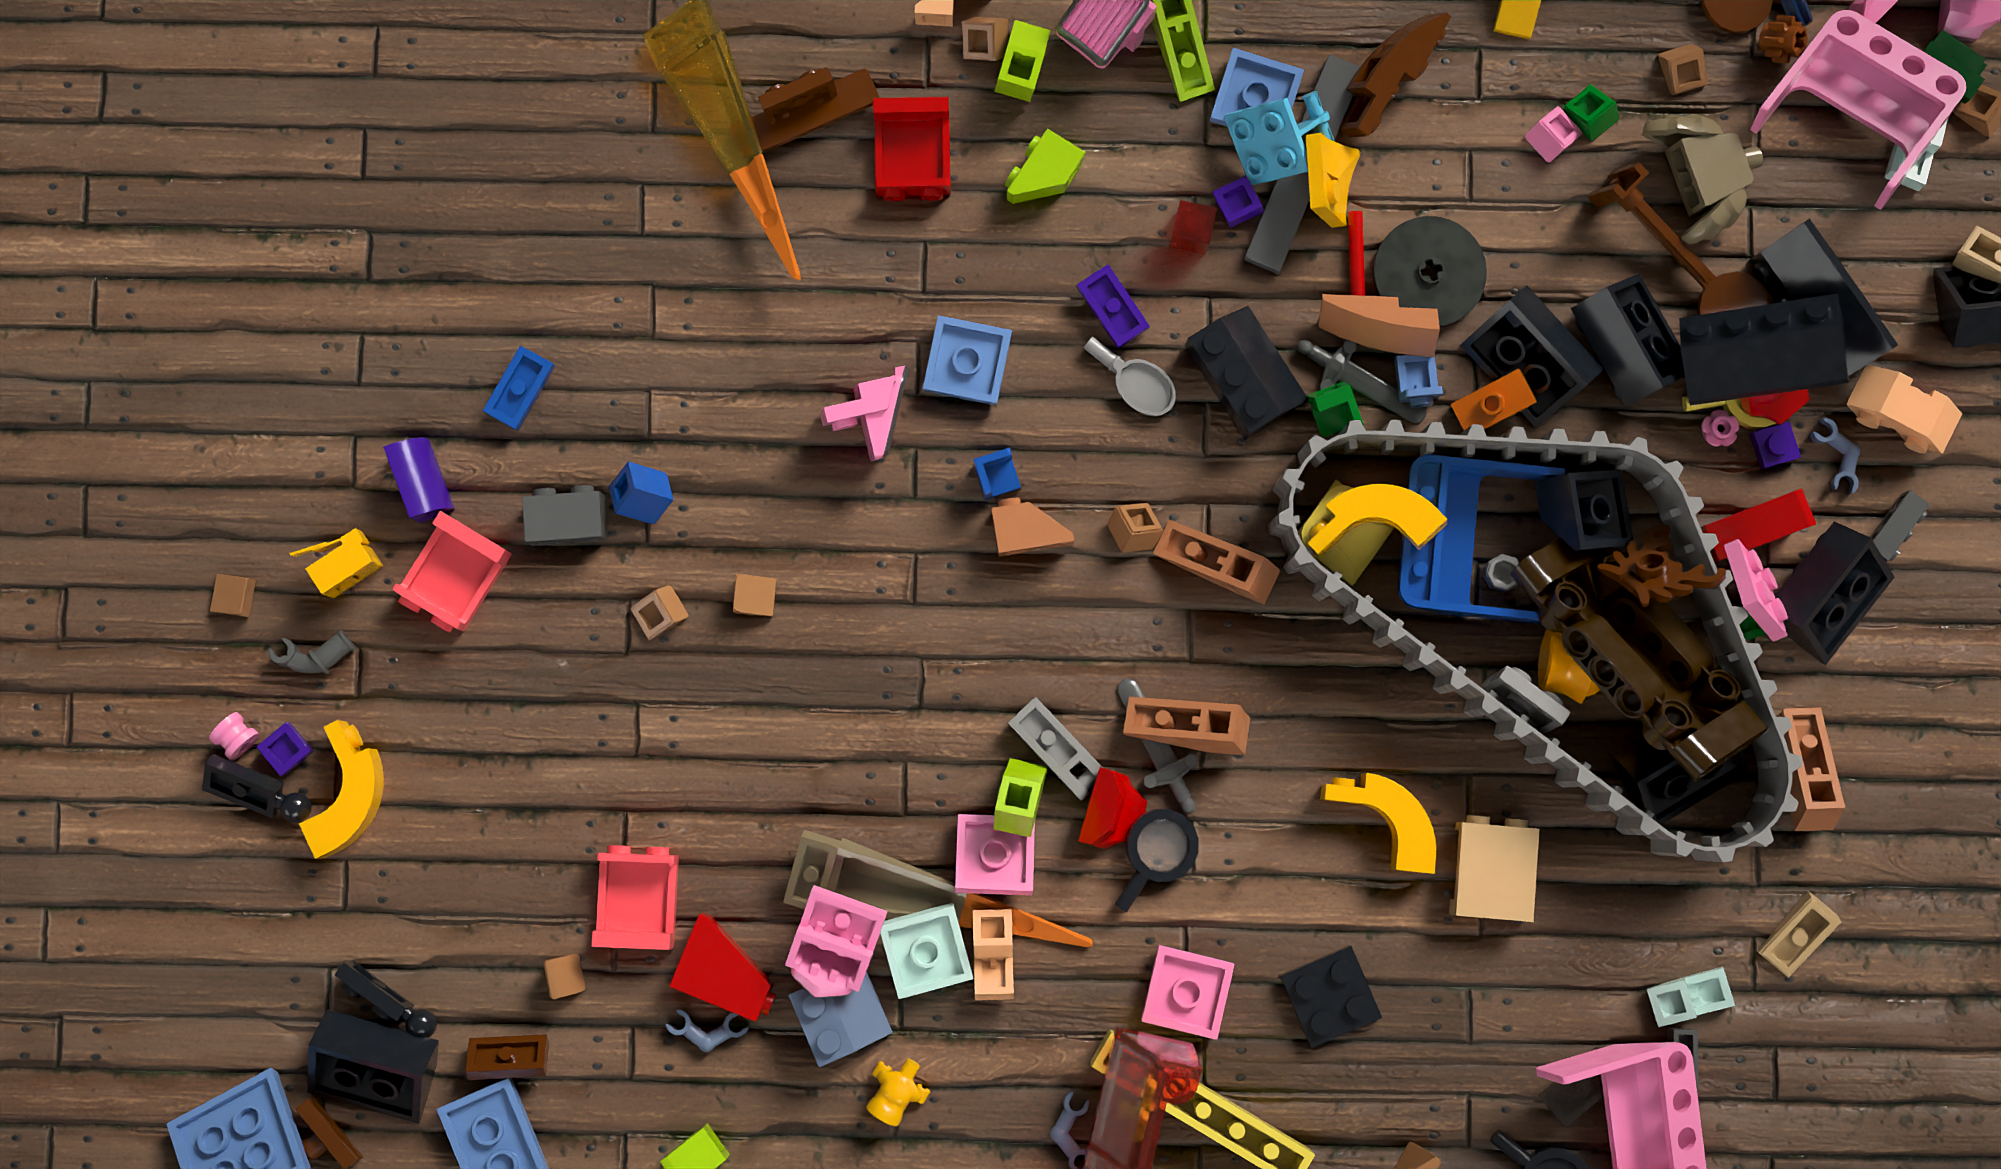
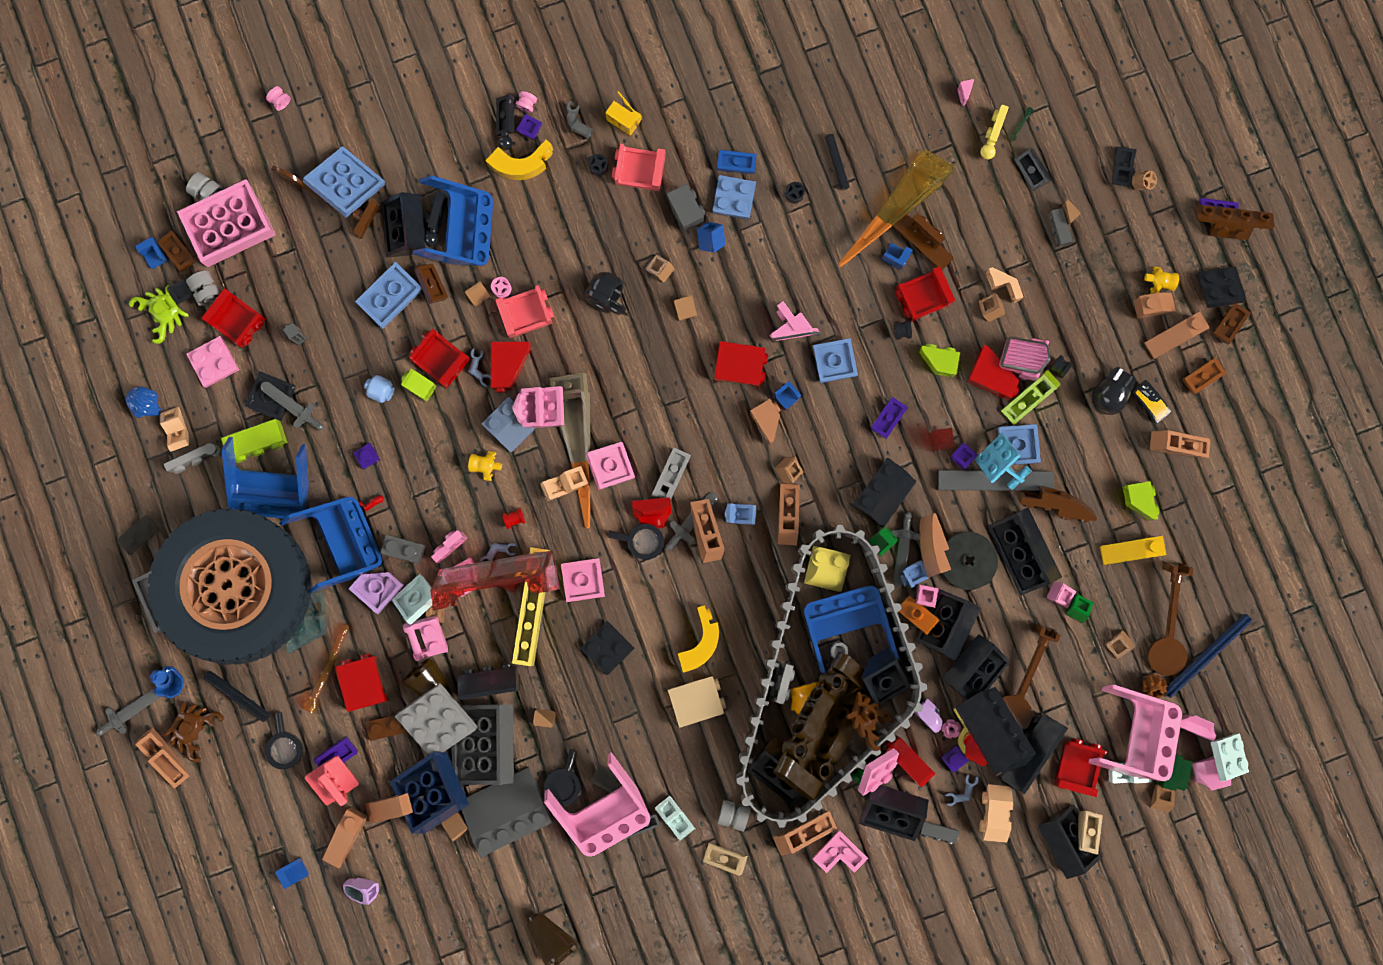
camera: 75 degrees right, 0 degrees up
(233, 595) = (589, 74): medium nougat slope -> none
(405, 647) = (598, 160): none -> black wheel
(419, 478) = (676, 134): dark purple brick -> none
(424, 944) = (467, 224): none -> blue windscreen
(561, 928) = (498, 285): none -> bright pink wheel
(583, 420) = (734, 197): none -> medium blue plate
(597, 204) = (837, 162): none -> black piece
(621, 297) = (794, 188): none -> black wheel
(657, 1098) = (439, 358): none -> red panel
(663, 734) = (604, 292): none -> black piece
(819, 168) = (896, 256): none -> blue panel
(903, 535) = (740, 364): none -> red panel
(926, 951) = (553, 452): light aqua plate -> none
(961, 214) = (902, 329): none -> black wheel
(1019, 797) = (641, 465): lime slope -> none
(1019, 1076) = (514, 518): none -> red bush
(1022, 61) = (988, 328): lime slope -> none
(1114, 93) = (991, 377): none -> red slope
(1137, 381) = (858, 444): light grey piece -> none
(1181, 648) = (740, 514): none -> medium blue bracket
(1329, 177) = (992, 494): yellow plate -> none
(1356, 253) = (963, 522): red piece -> none
(1378, 503) = (844, 574): yellow arch -> none
(1454, 165) = (1024, 551): none -> black slope
(1465, 373) = (926, 595): none -> bright pink slope
(1689, 453) = (930, 716): none -> lavender rock
(1708, 170) = (1074, 674): dark tan torso -> none
(1729, 886) = (734, 815): none -> light grey wheel
(1859, 719) = (839, 848): none -> bright pink plate
(1873, 239) = (1074, 770): none -> red panel

